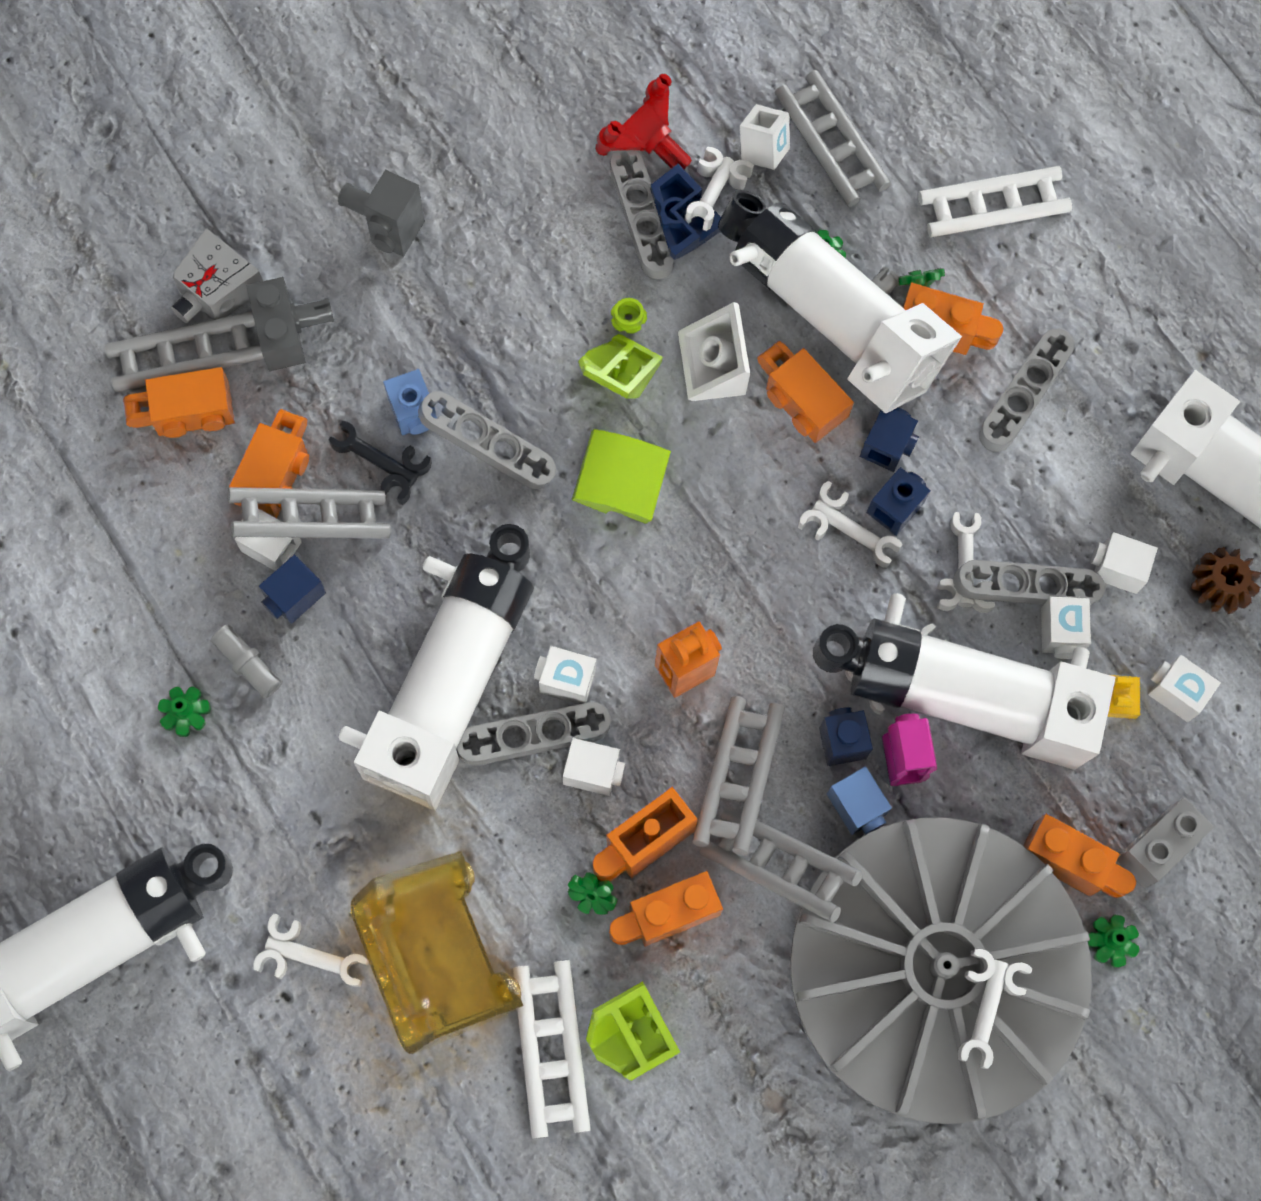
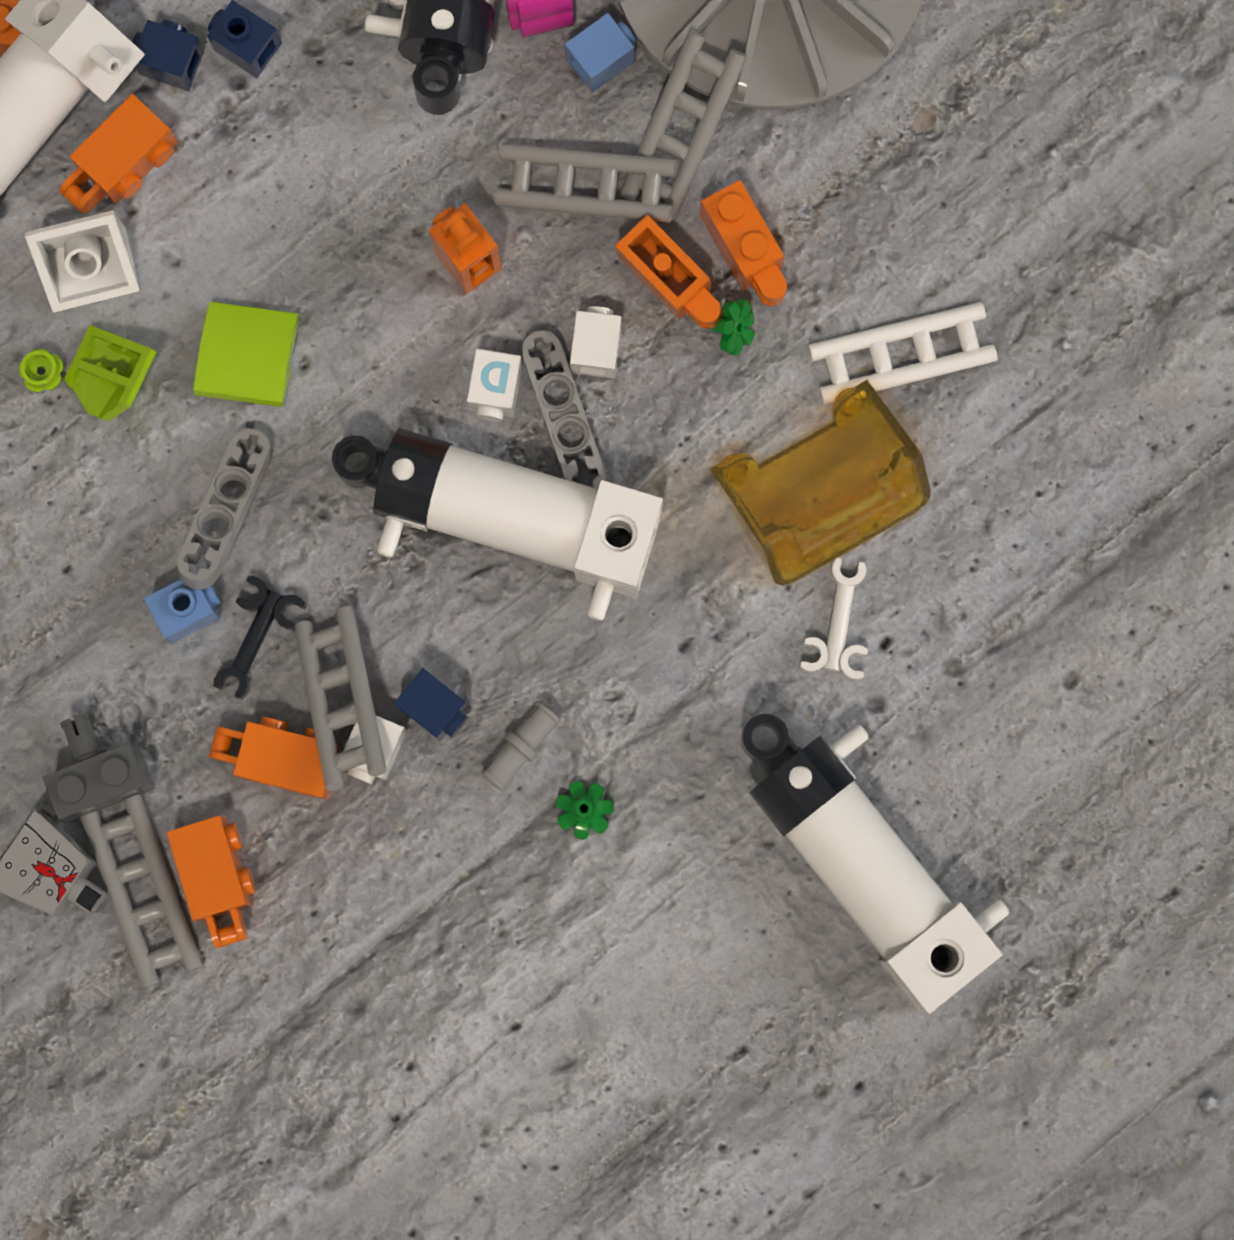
camera: 90 degrees left, 10 degrees up
(630, 1033) = (879, 268): lime slope -> none
(827, 511) = (266, 122): white bar -> none
(845, 736) = (529, 73): dark blue brick -> none

